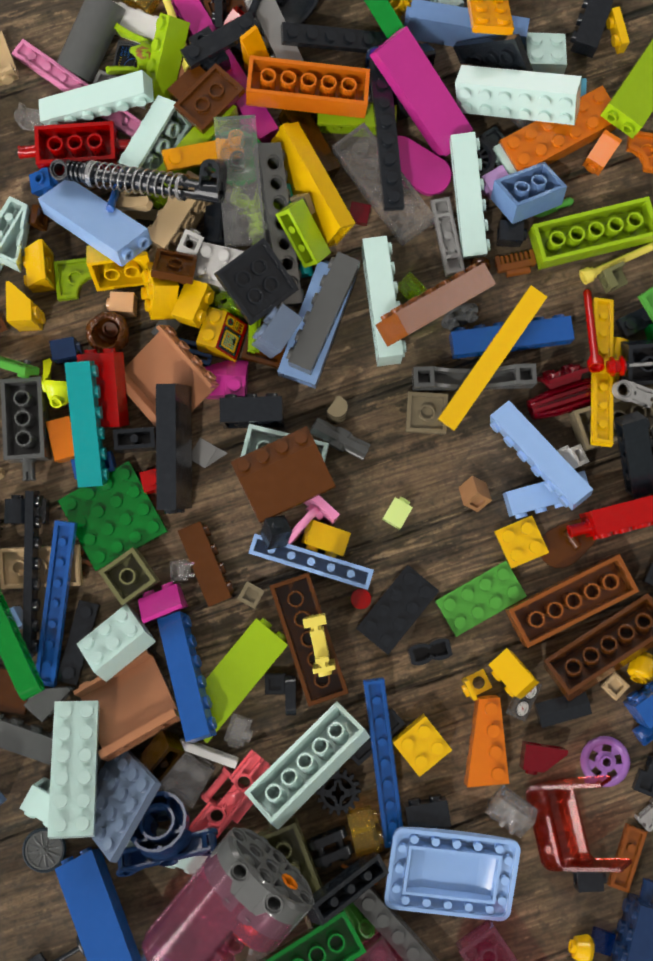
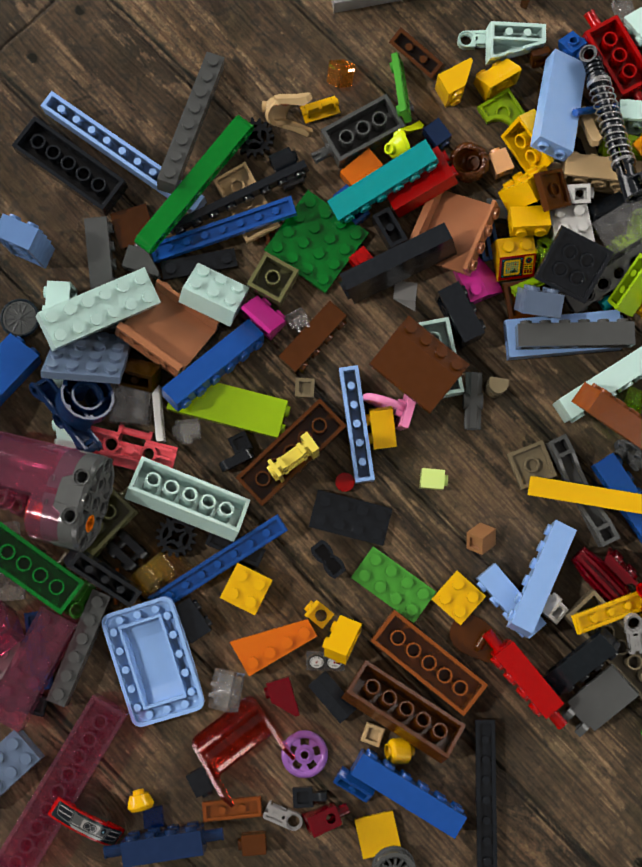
camera: 65 degrees right, 0 degrees up
(275, 532) = (367, 381): black brick -> none

